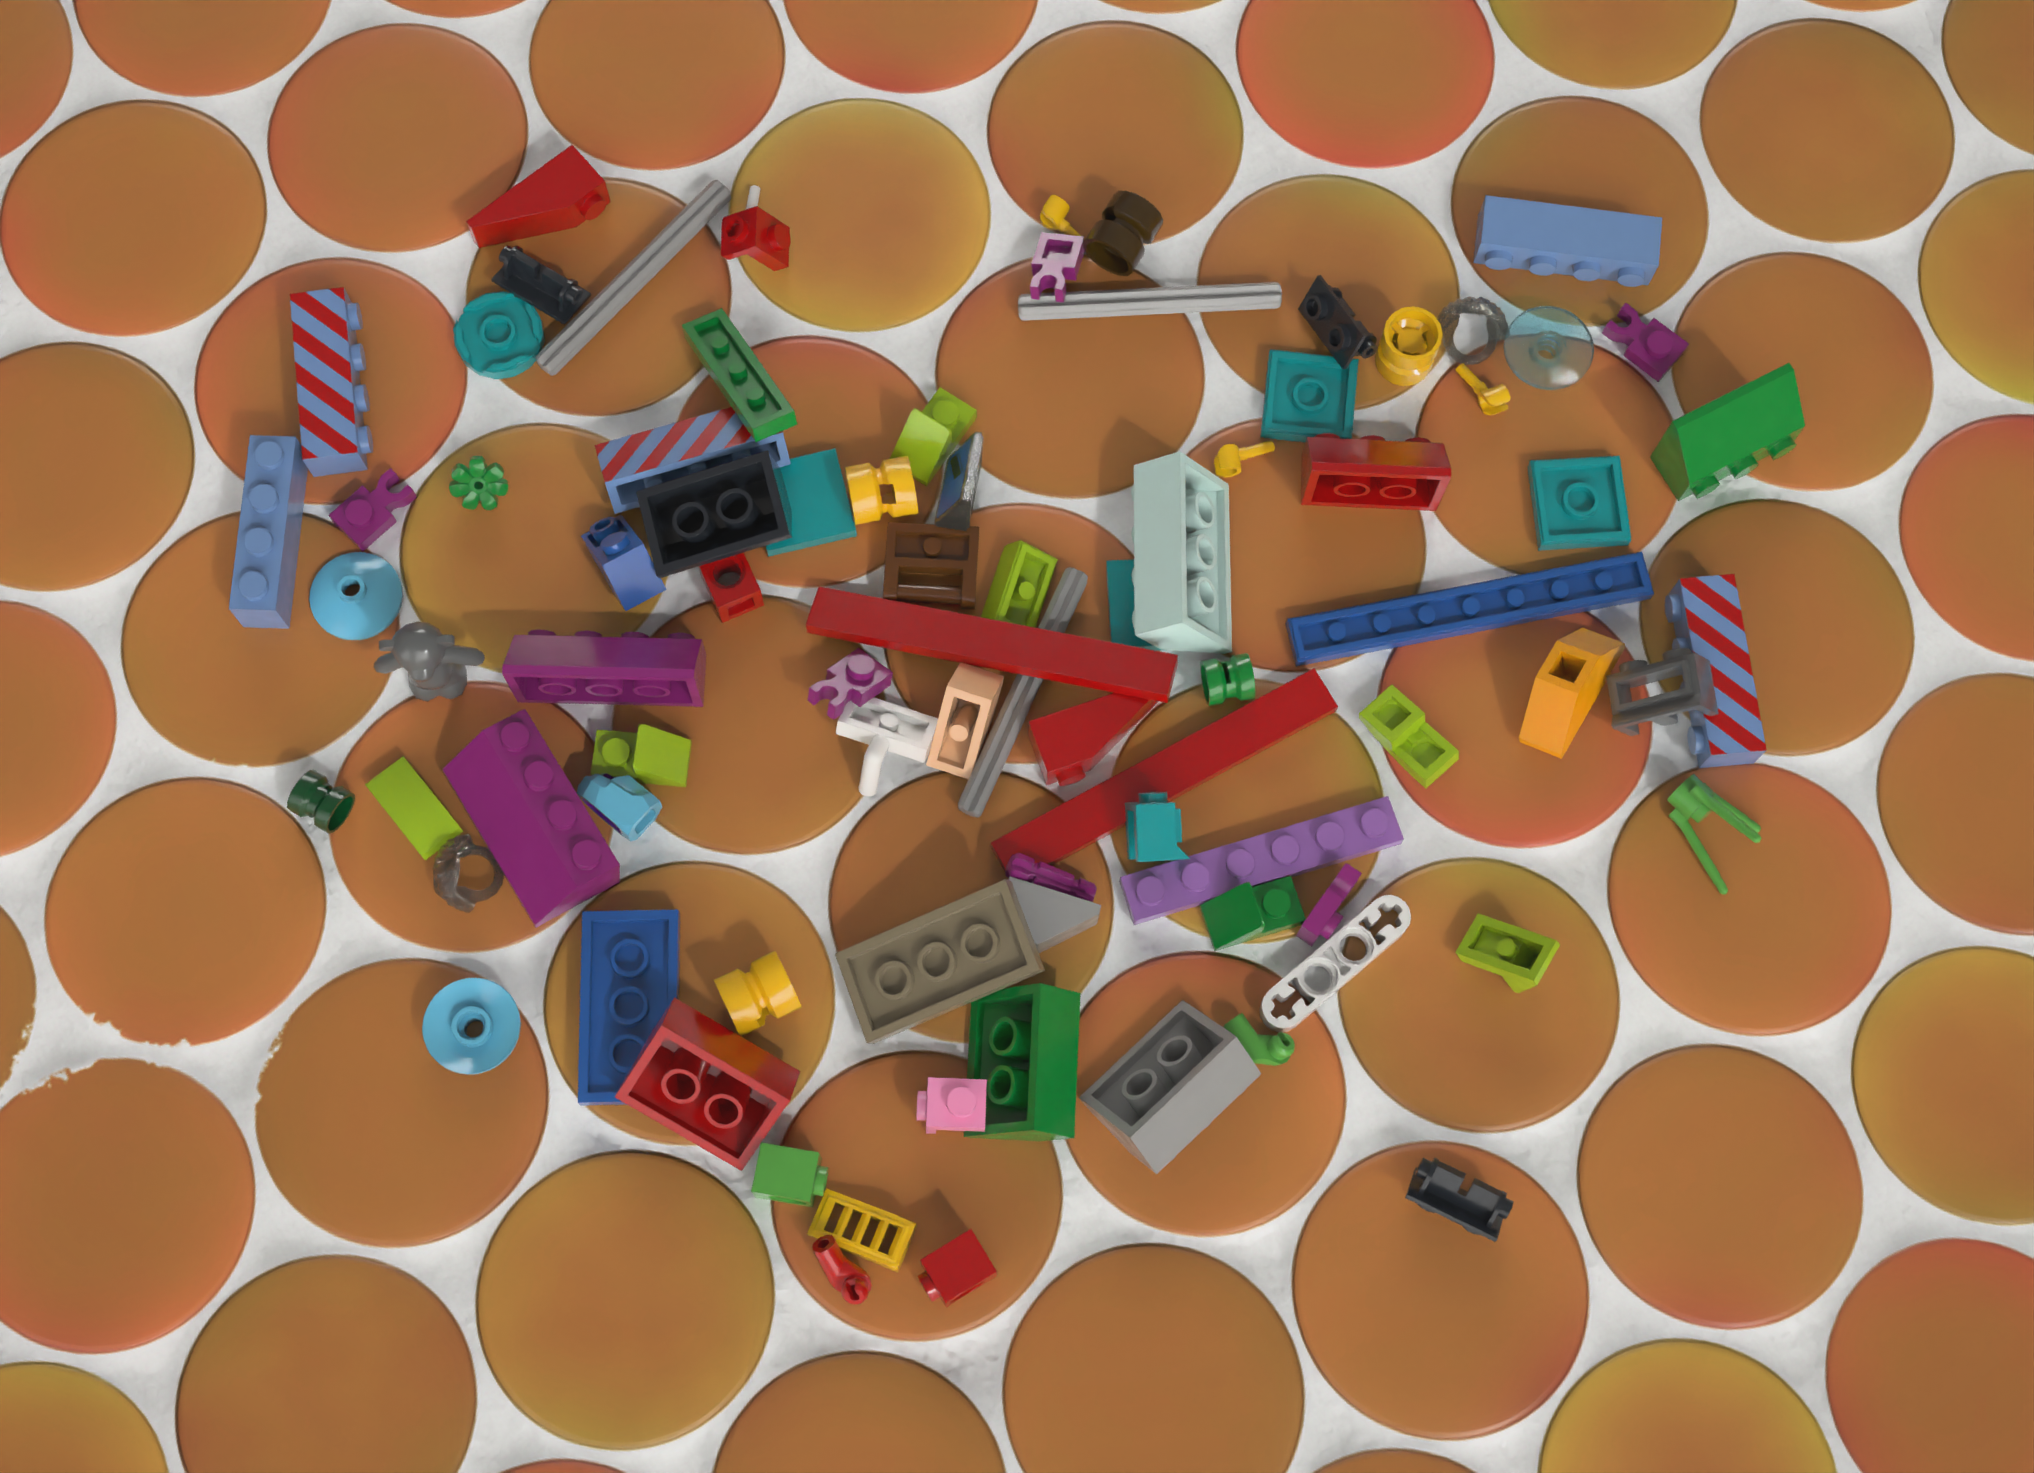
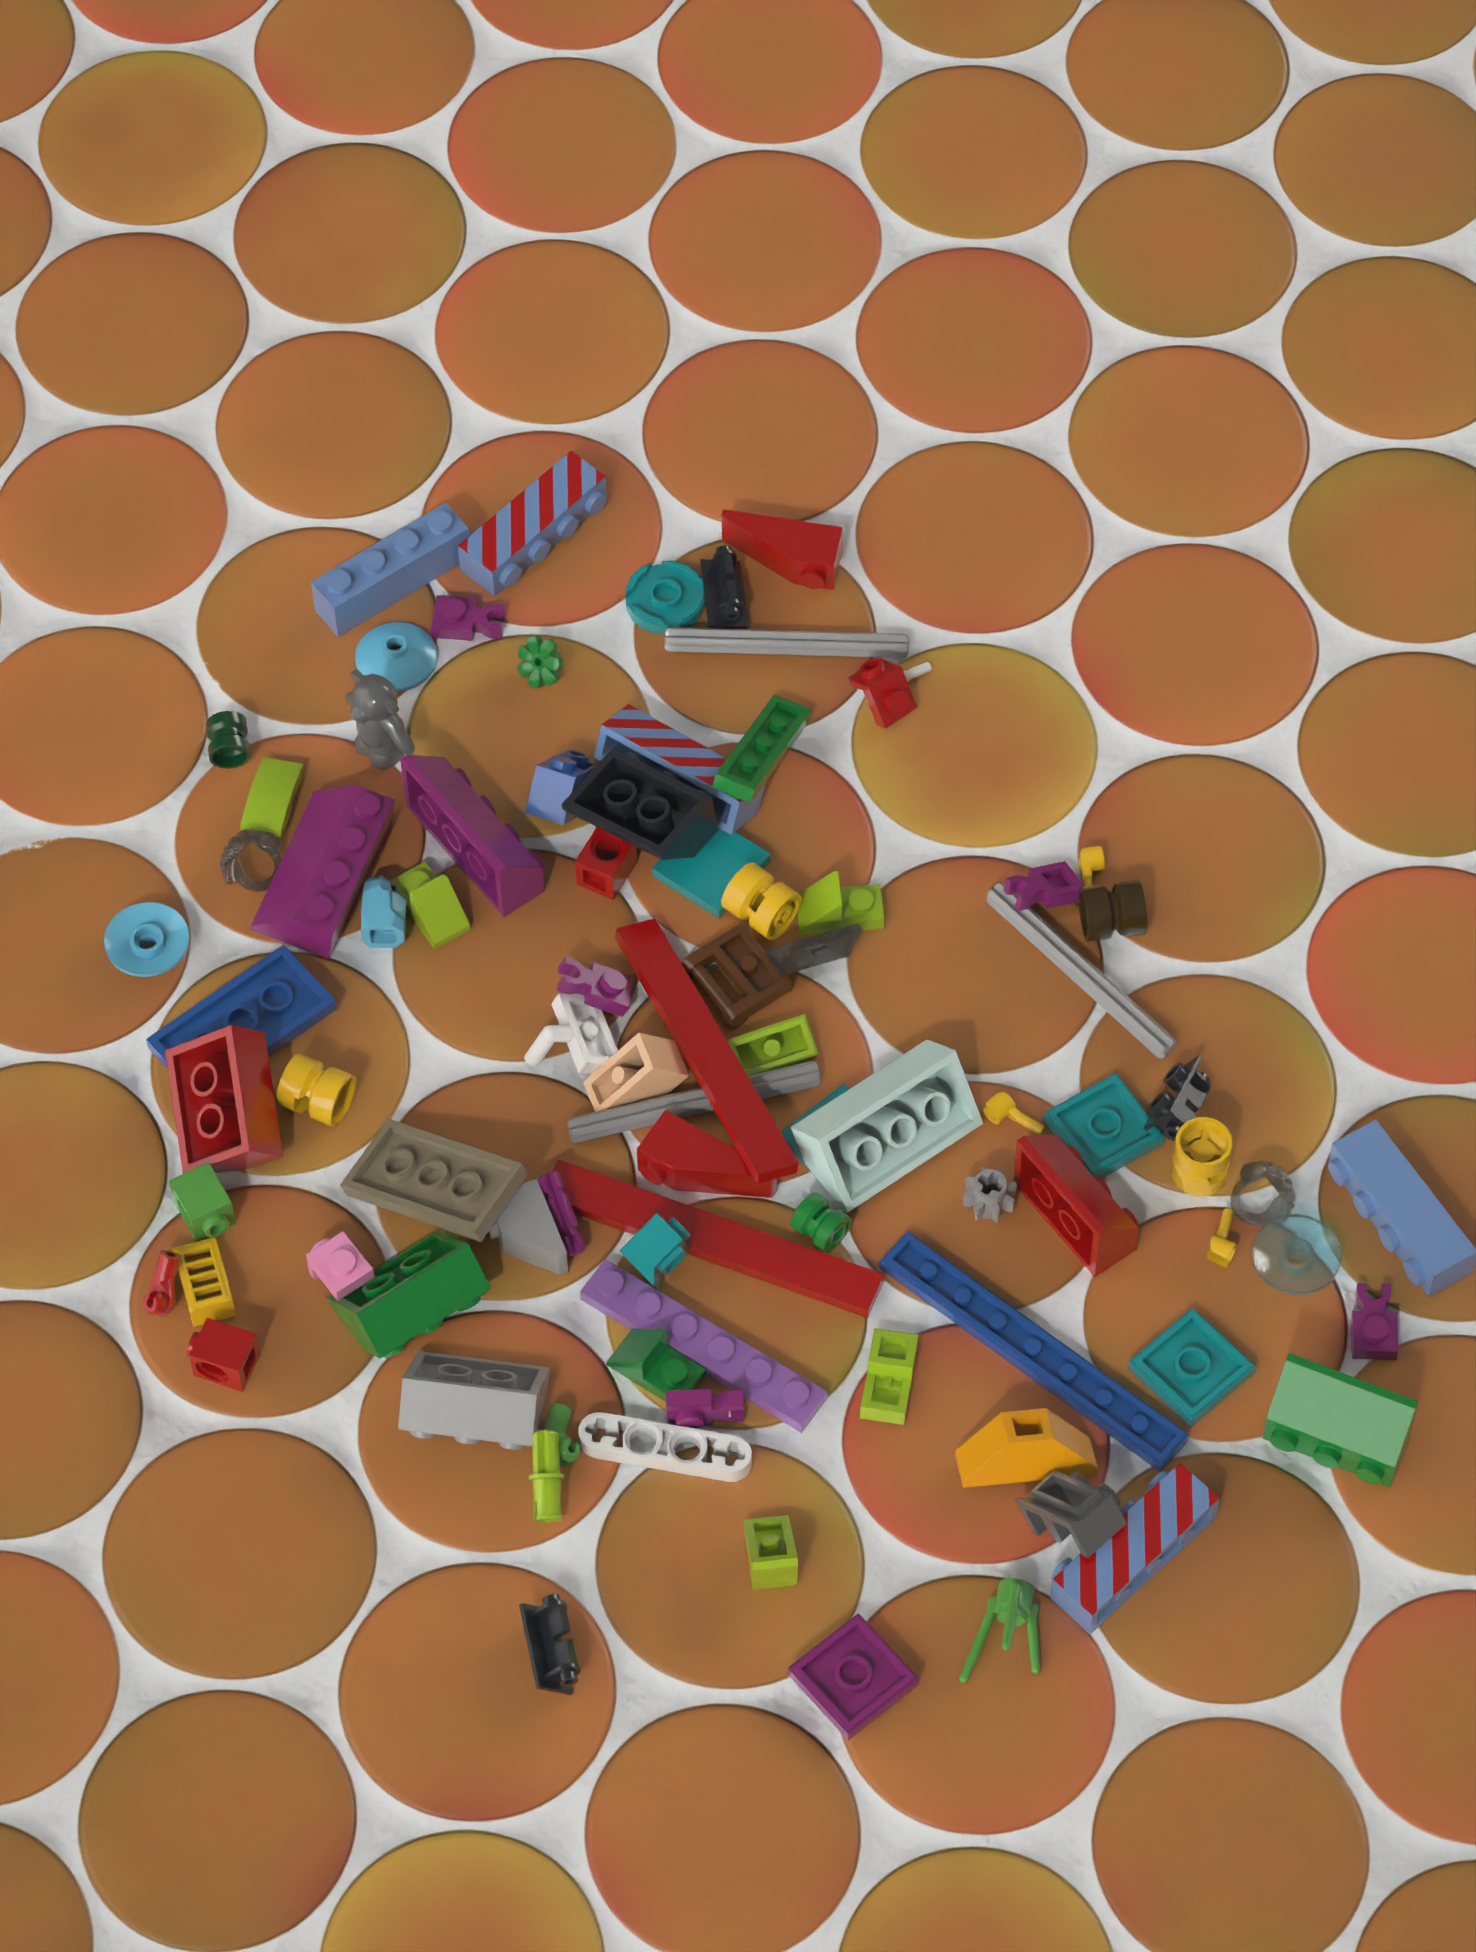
camera: 55 degrees right, 15 degrees down
(1298, 1084) = (546, 1477): none -> lime axle
(1301, 540) = (989, 1194): none -> light grey gear
(1665, 975) = (853, 1676): none -> magenta plate

